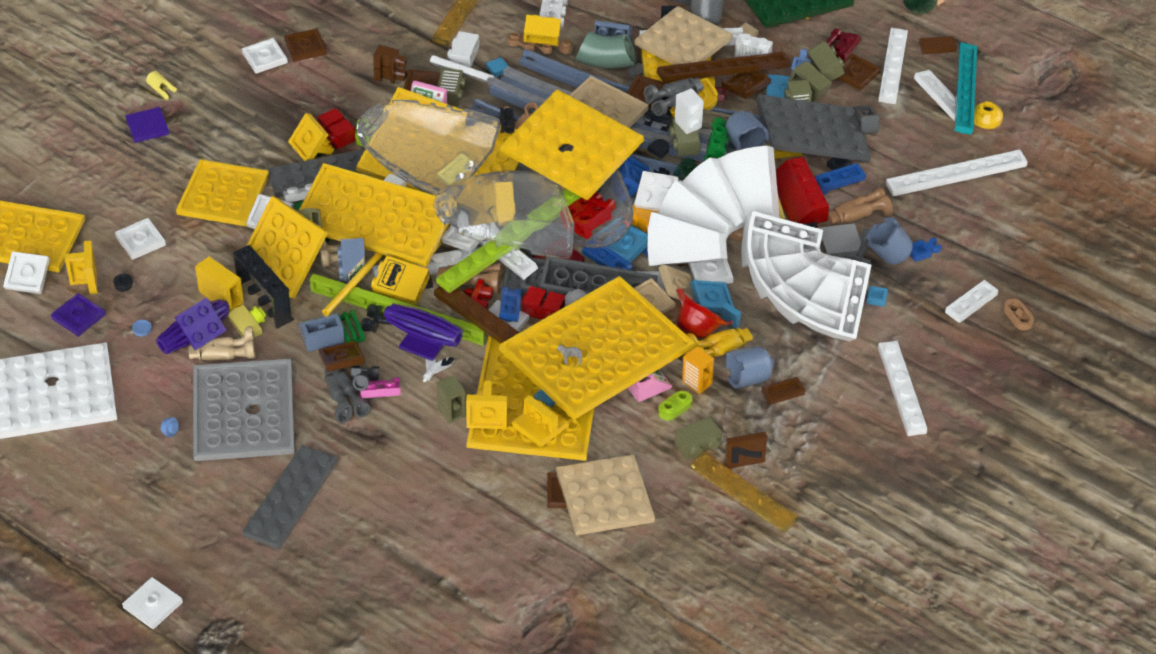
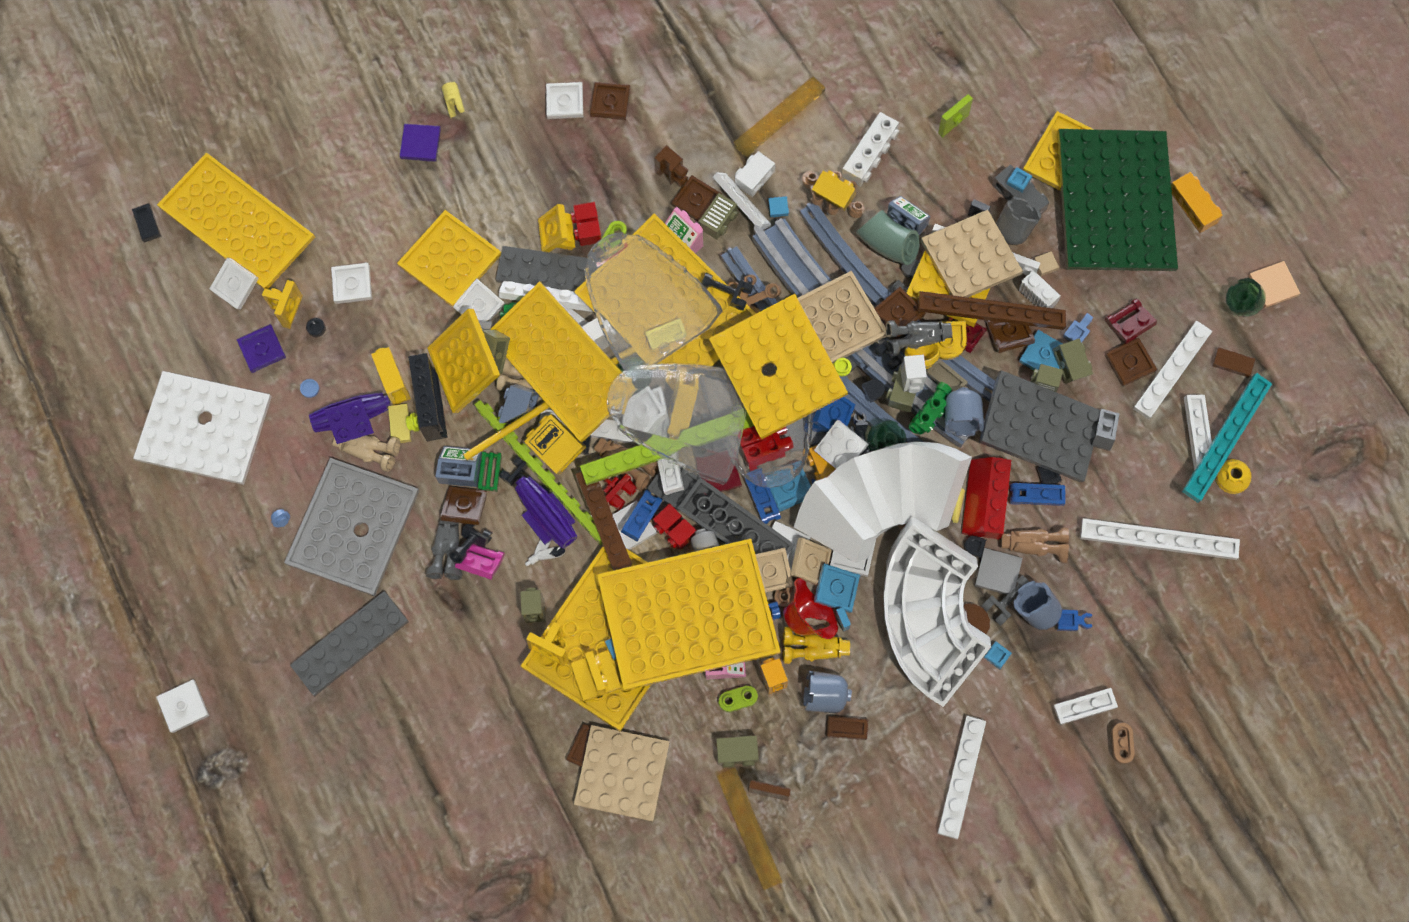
camera: 30 degrees right, 25 degrees up
(572, 351) = (652, 614): light grey piece -> none
(826, 62) = (1102, 342): olive brick -> none

